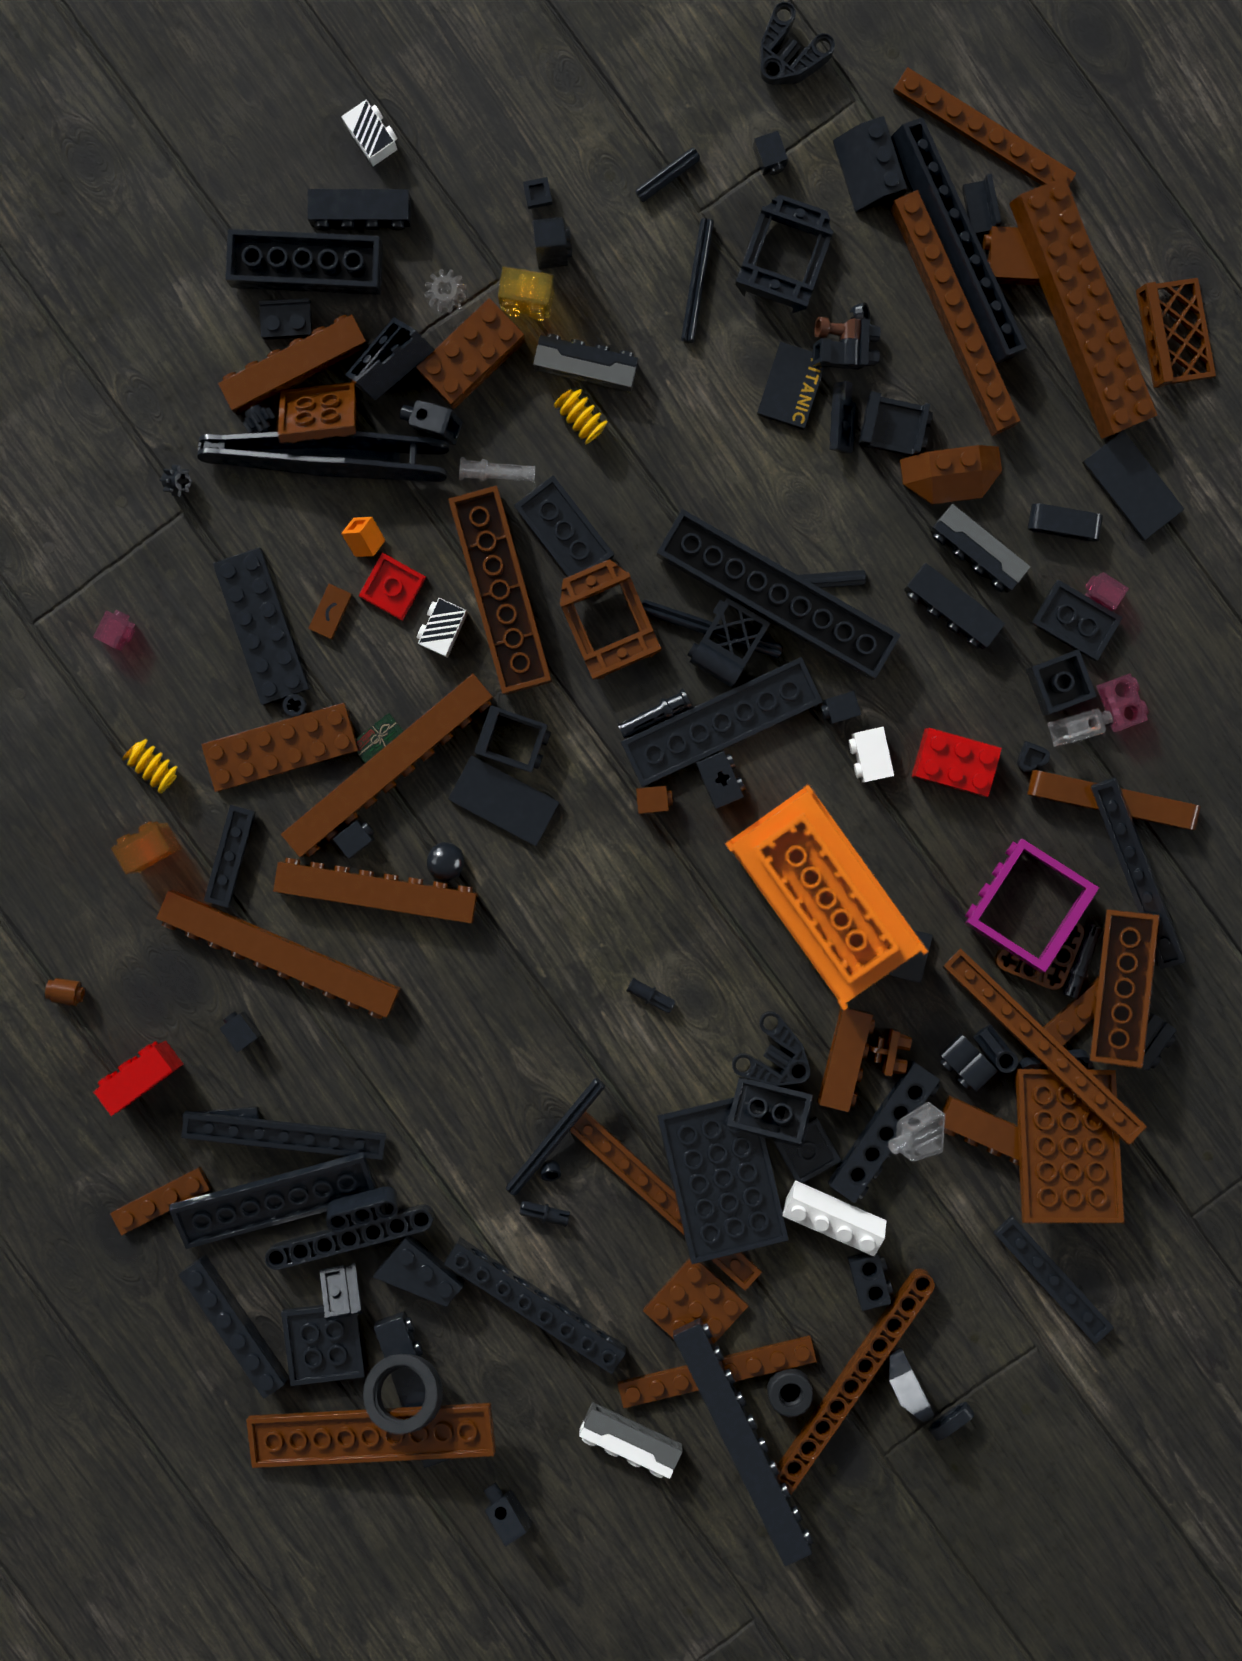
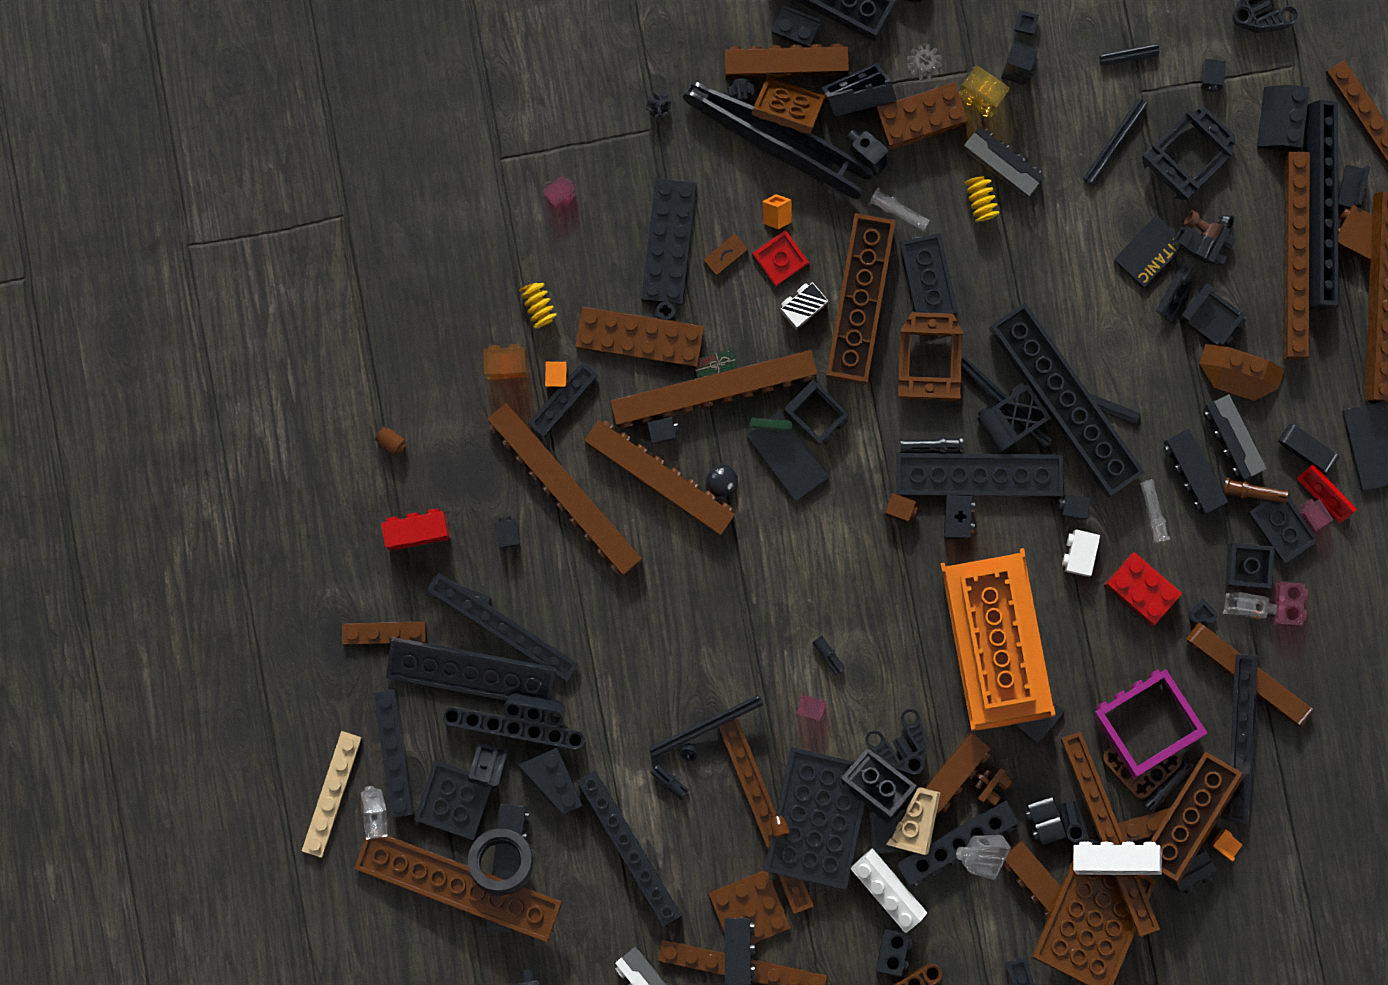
camera: 30 degrees right, 5 degrees down
(190, 1398) = (331, 794): none -> tan plate
(207, 833) = (555, 374): none -> orange panel
(238, 1394) = (373, 803): none -> clear torso
(468, 776) = (770, 424): none -> clear green tile
(658, 1061) = (811, 707): none -> clear pink panel
(685, 1210) = (779, 827): none -> reddish brown hose
(832, 1135) = (917, 825): none -> tan wing
(937, 681) = (1156, 521): none -> clear pin
(1017, 600) = (1245, 490): none -> reddish brown pin
(1067, 1074) = (1118, 859): none -> white brick
(1102, 559) = (1324, 490): none -> red plate
(1171, 995) = (1226, 845): none -> orange panel

